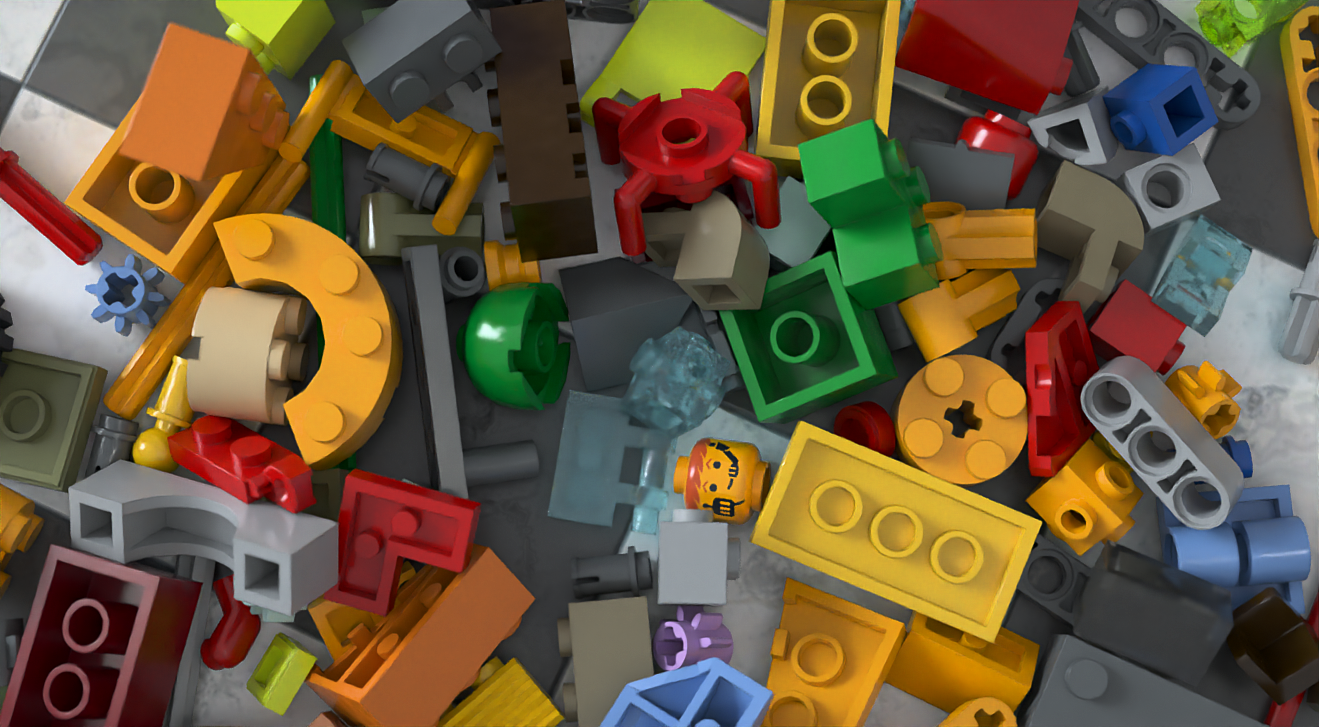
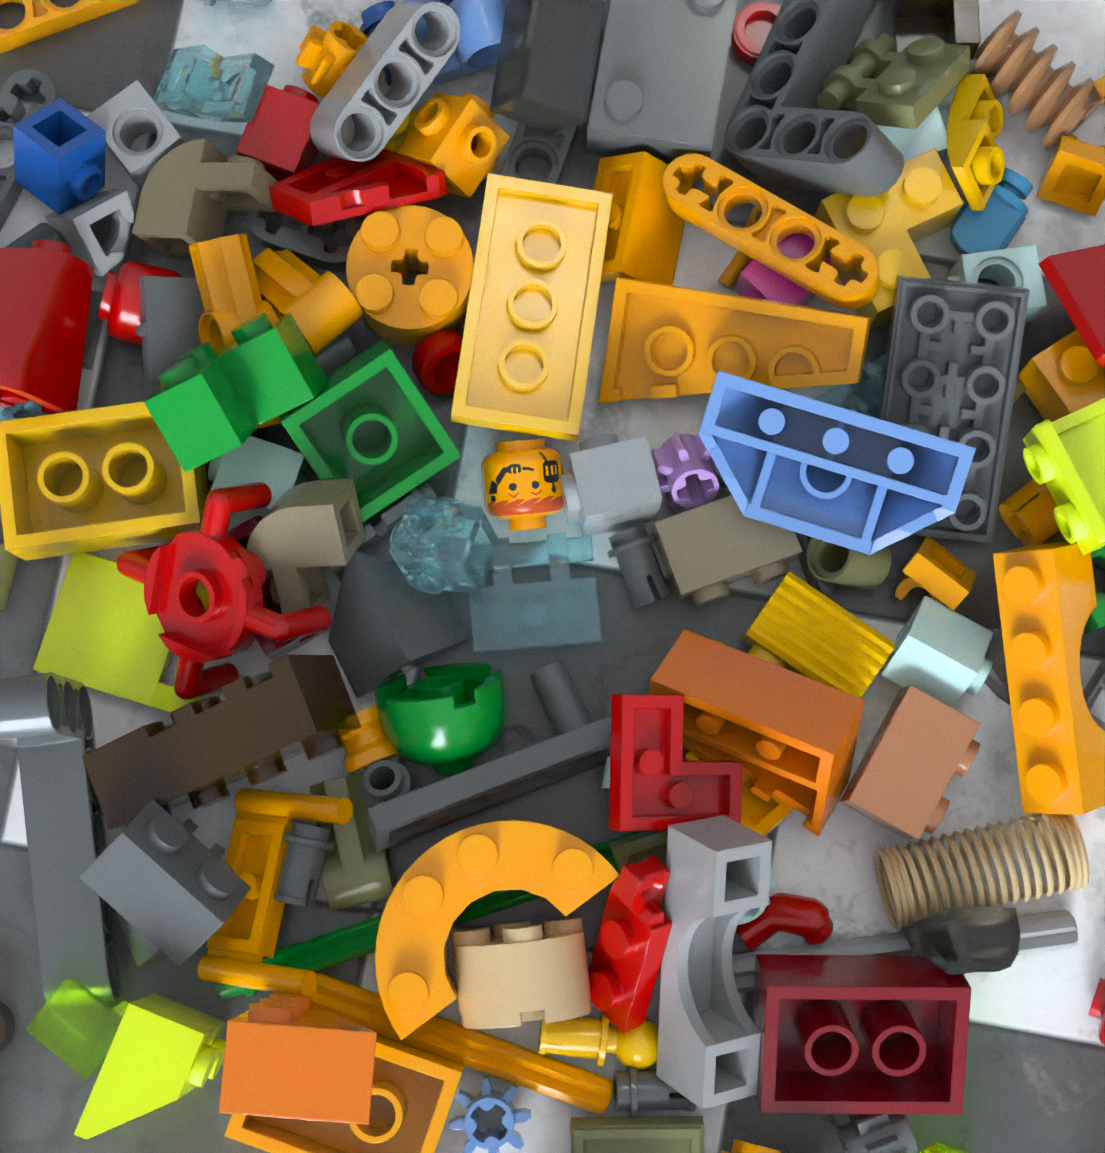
camera: 100 degrees left, 0 degrees up
(280, 673) = (819, 856): neon yellow tile -> none

